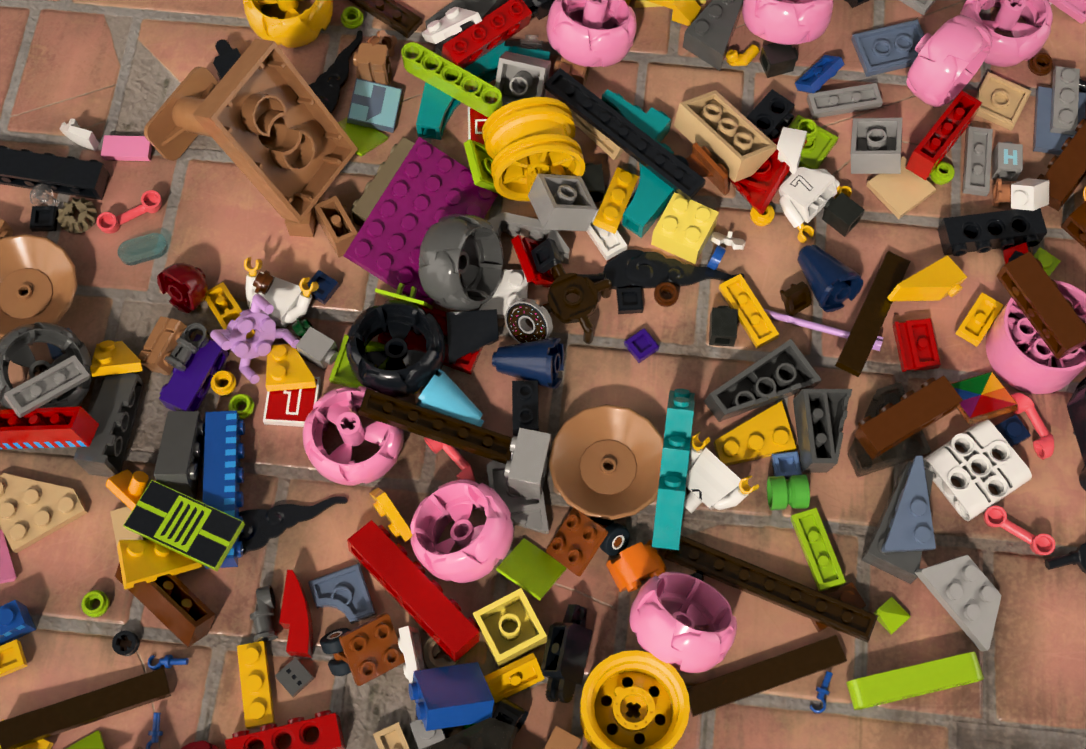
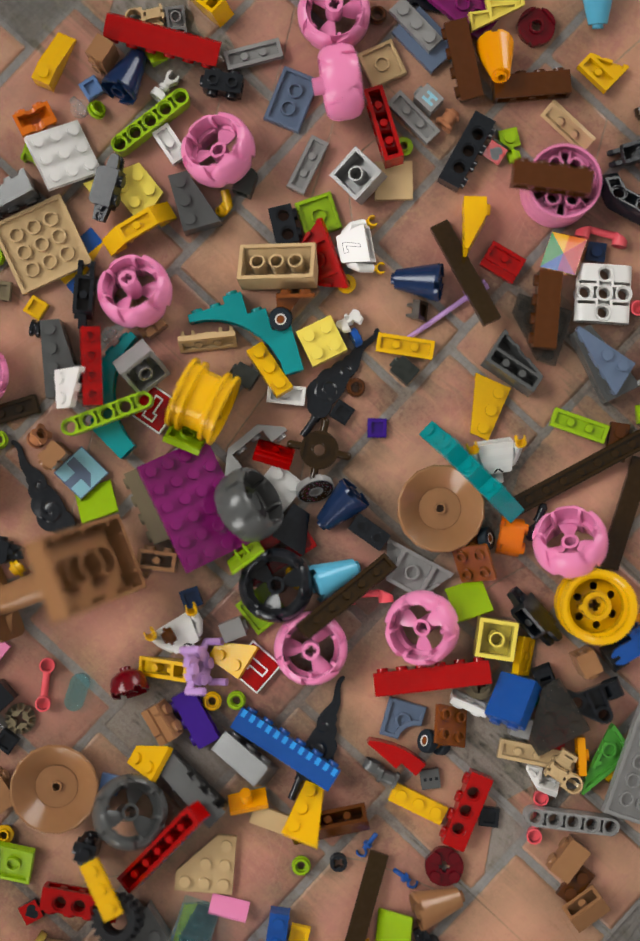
camera: 55 degrees left, 20 degrees up
(46, 386) = (151, 817): light grey plate -> none
(184, 525) = (299, 788): black tile -> none
(186, 347) = (179, 712): dark grey connector -> none
(301, 326) = (212, 628): dark green plate -> none
(385, 507) = (371, 659): yellow wing -> none
(529, 463) = (411, 558): light grey brick -> none
(546, 255) = (280, 446): black plate -> none
(562, 202) = (251, 409): light grey brick -> none
(625, 134) = (231, 332): black plate -> none
(766, 381) = (459, 374): dark grey wedge -> none
(786, 464) = (516, 402): medium blue tile -> none
(790, 147) = (322, 234): white slope -> none
(792, 491) = (534, 416): bright green wheel -> none
(810, 126) = (312, 204): lime plate -> none
(819, 74) = (276, 165): blue plate -> none
(842, 213) = (385, 234): pearl dark grey brick -> none
(979, 319) = (515, 210): yellow plate -> none
(1030, 194) = (464, 110): white brick -> none

